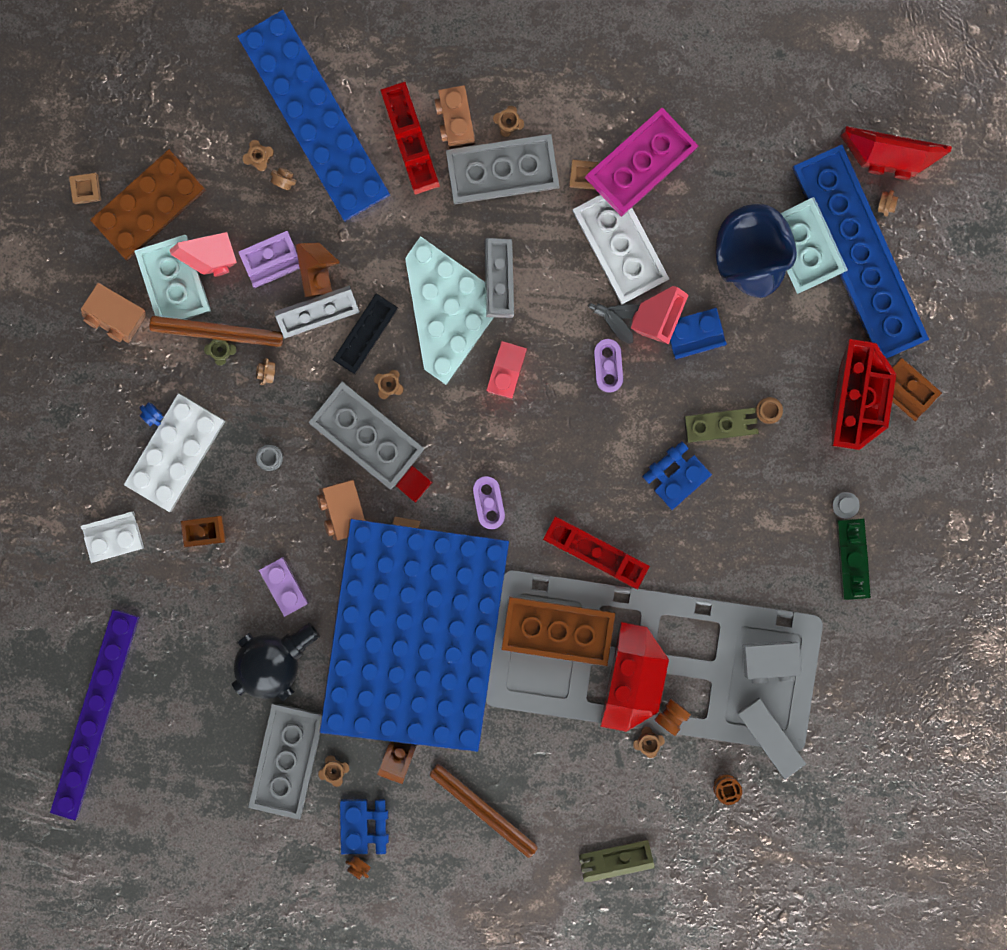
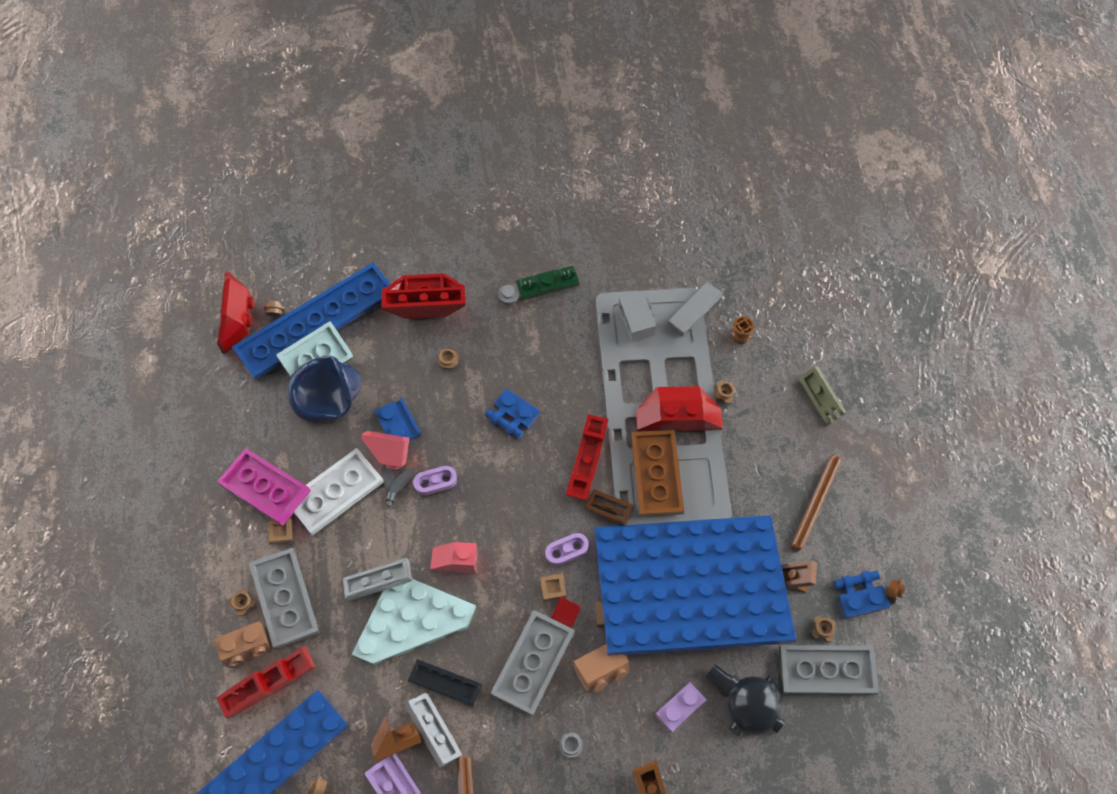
camera: 105 degrees left, 25 degrees down
(265, 372) = (495, 764): medium nougat plate -> none
(395, 388) = (482, 660): medium nougat plate -> none
(447, 476) = (553, 587): none -> medium nougat plate
(543, 546) = (621, 521): none -> reddish brown tile
(672, 717) = (699, 376): dark orange wheel -> none
(719, 425) = (466, 392): olive hinge -> none
(912, 390) = (413, 263): dark orange plate -> none

